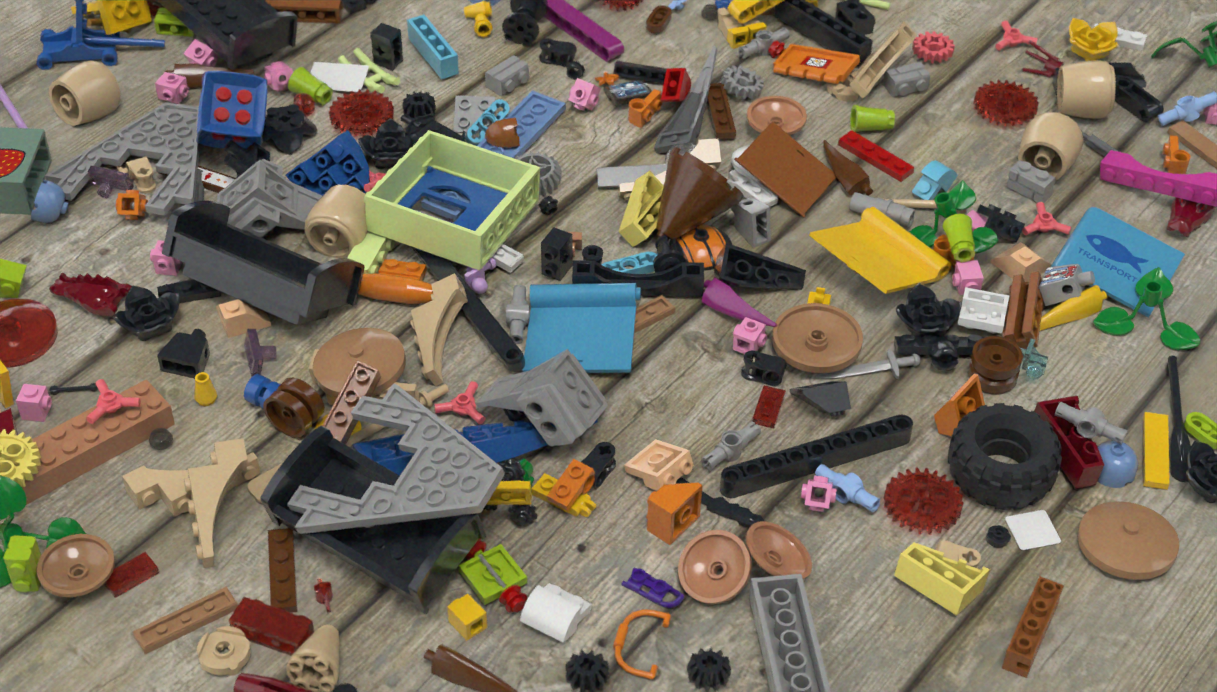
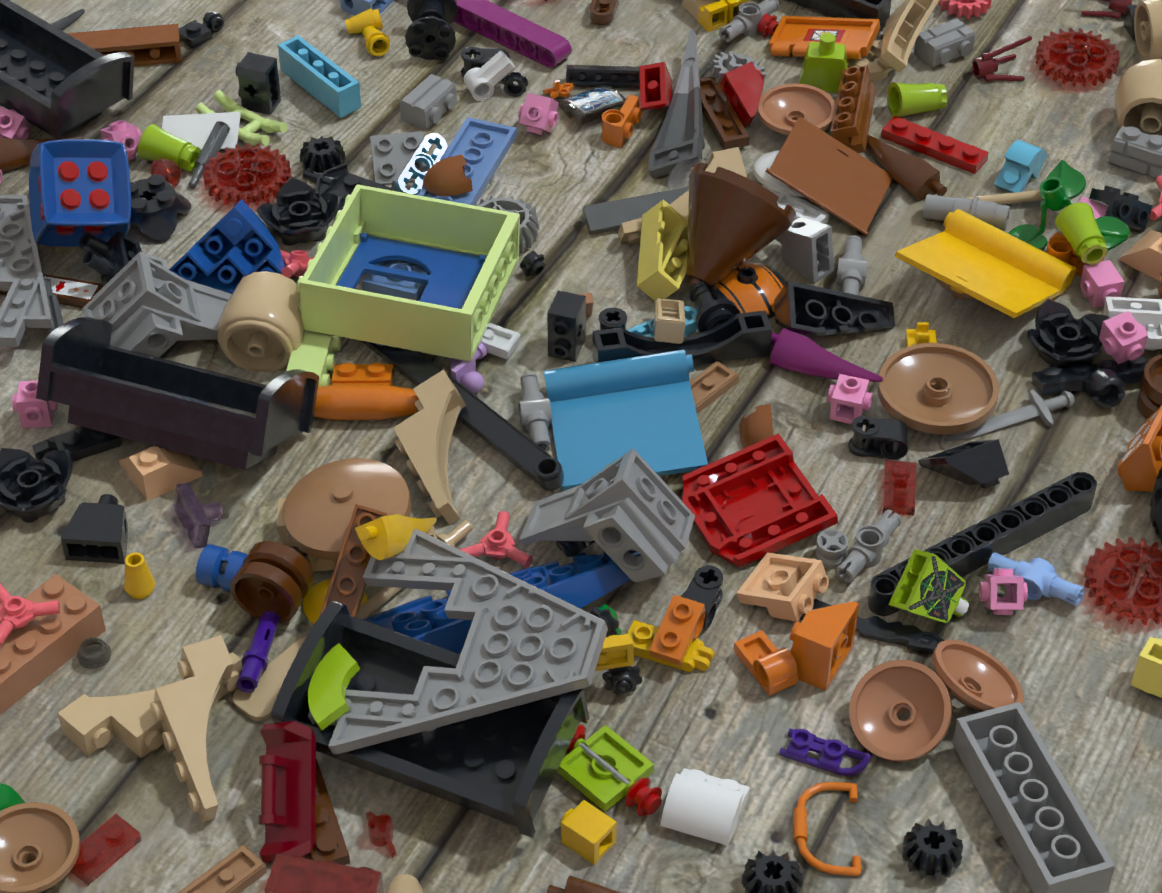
camera: 10 degrees left, 0 degrees up
(262, 553) = (288, 790): none -> dark red piece
(269, 460) = (255, 660): none -> dark purple pin
(306, 483) = (329, 686): none -> lime tile
(343, 87) = (209, 150): none -> dark grey axle
(374, 385) = (390, 534): none -> yellow piece
(551, 64) = (482, 80): none -> white piece
(631, 519) = (769, 666): none -> orange plate
(633, 260) = (669, 321): none -> tan slope
(656, 401) = (754, 502): none -> red wedge
(675, 351) = (756, 426): none -> dark orange brick
(703, 442) = (831, 548): none -> light grey wheel
(740, 96) = (743, 90): none -> red slope
(763, 483) = (930, 588): none -> torso
(783, 240) = (852, 266): none -> light grey pin
(809, 86) = (824, 64): none -> lime torso
(820, 121) = (853, 108): none -> dark orange brick
(934, 99) = (987, 65): none -> dark red plant
(966, 319) = (1123, 337): none -> bright pink brick

